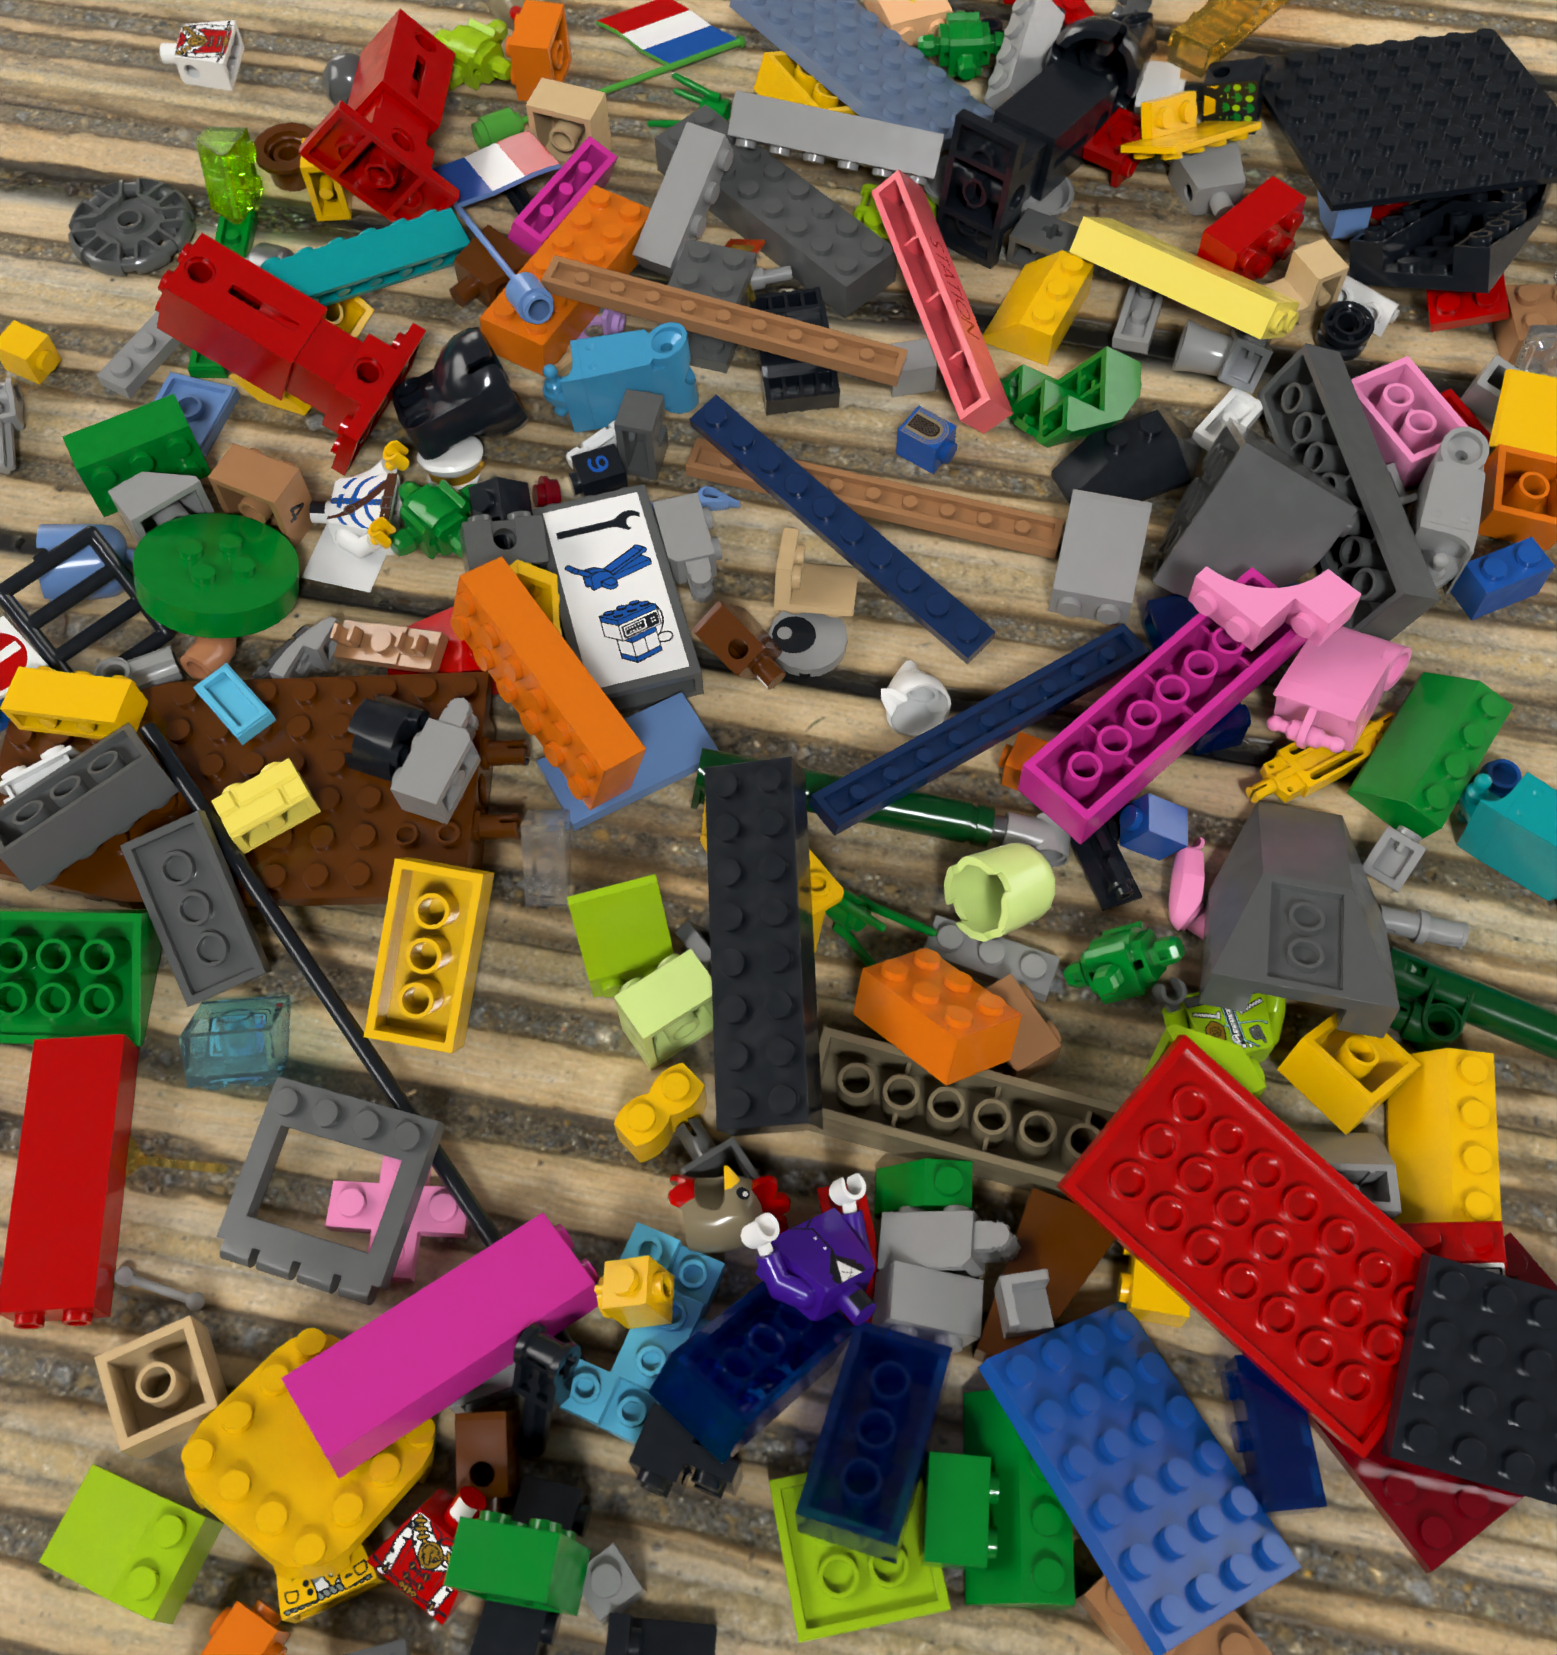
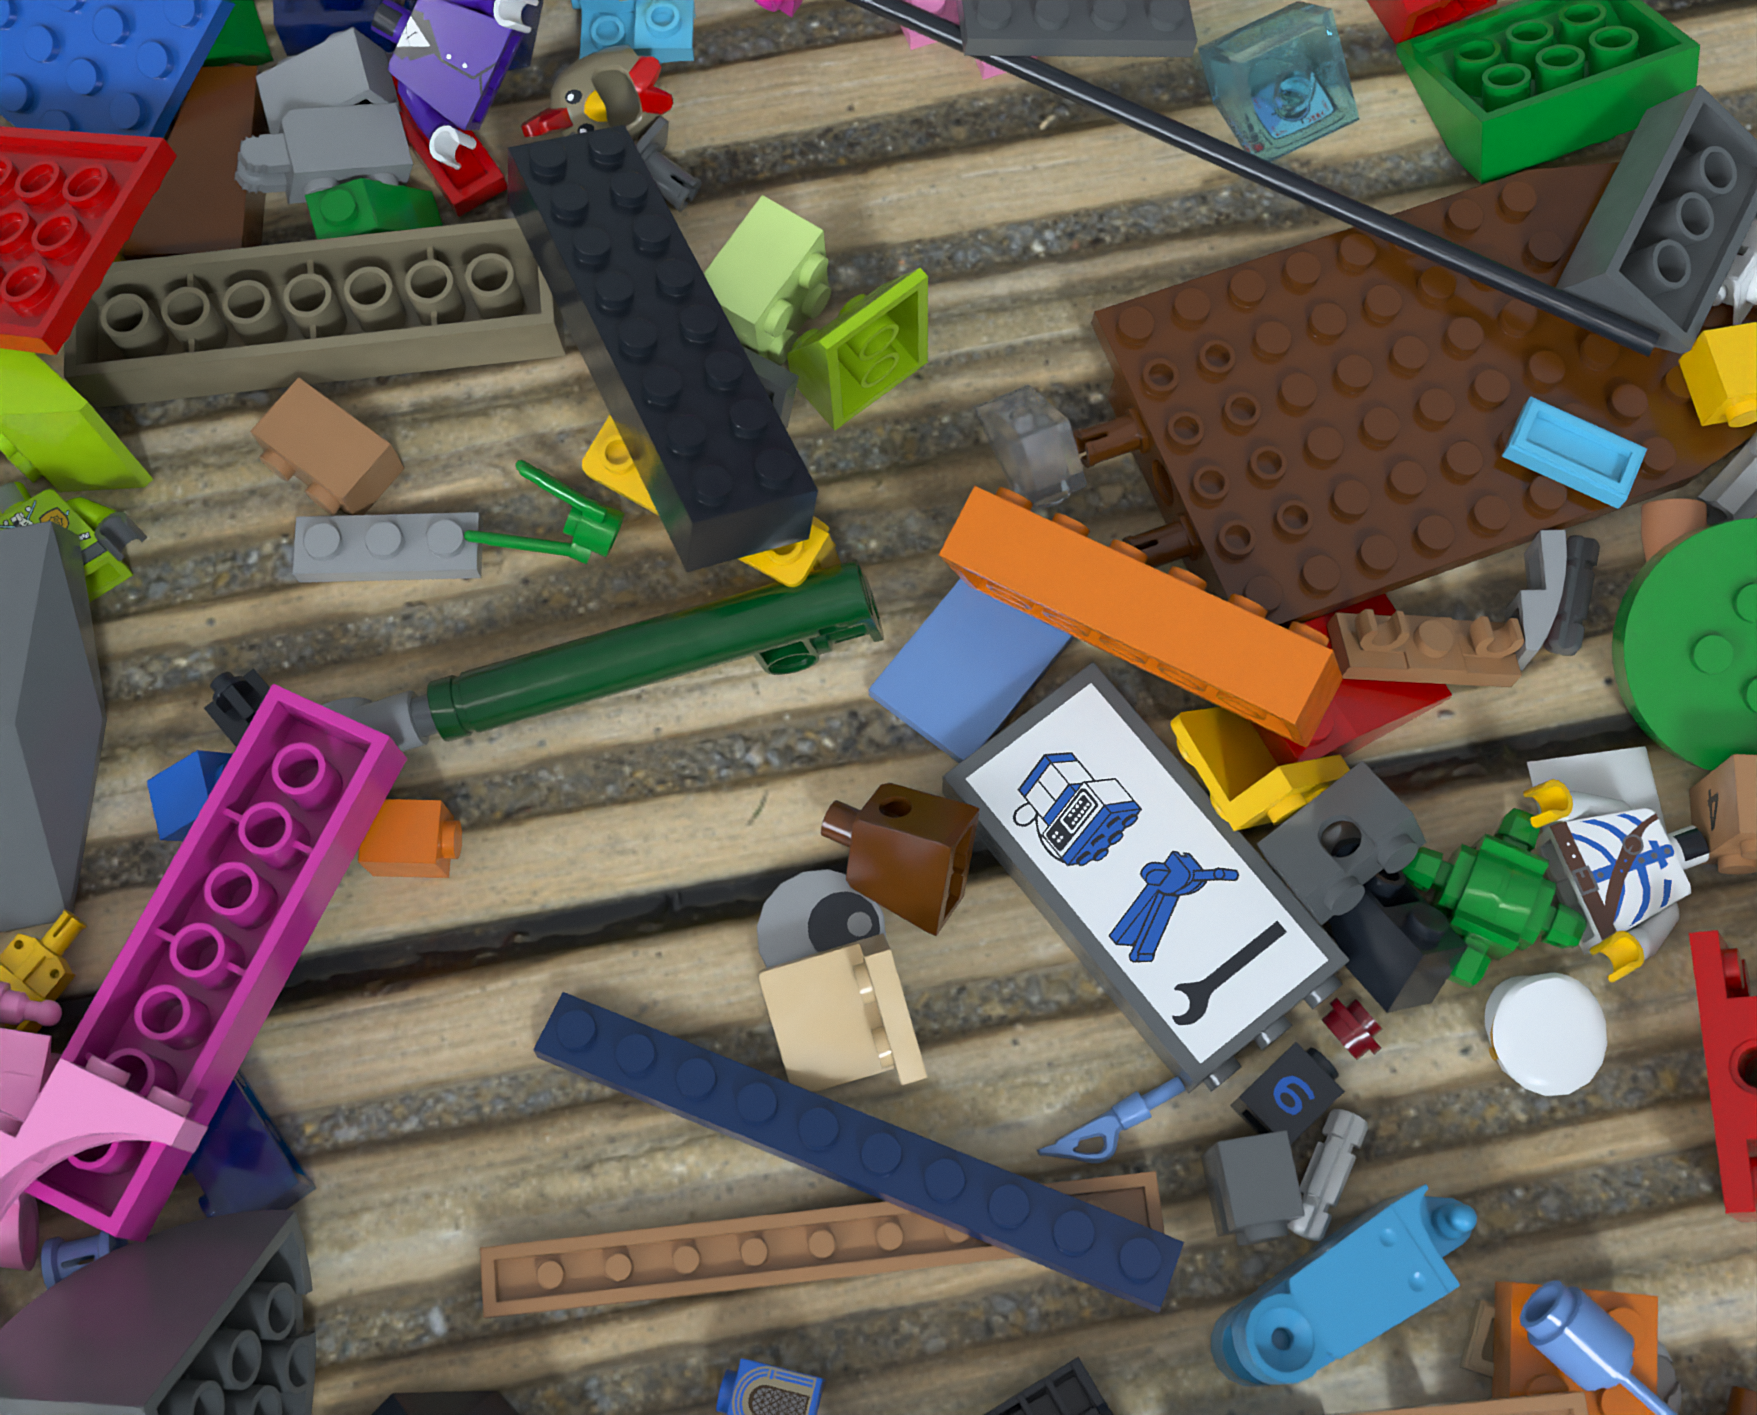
camera: 160 degrees right, 10 degrees up
(195, 908) = (1429, 174): dark grey plate -> none
(265, 805) = (1420, 309): light yellow brick -> none
(382, 735) = (1328, 472): black cylinder -> none
(428, 954) = (1094, 220): yellow brick -> none
(439, 764) = (1219, 439): light grey hinge -> none
(459, 397) = (1590, 1113): black piece -> none
(652, 1118) = (724, 184): yellow brick -> none
(688, 544) = (1079, 1021): light grey hinge -> none
(915, 701) = (618, 877): white hat -> none
(937, 1015) = (412, 385): orange brick -> none
(976, 729) = (480, 844): dark blue plate -> none
(999, 890) = (384, 606): yellowish green cylinder -> none
(1024, 1303) = (212, 109): light grey panel -> none
(1100, 557) = (398, 1239): light grey slope -> none
(1124, 962) = (195, 568): green piece -> none
(1187, 889) = (137, 734): bright pink arm -> none

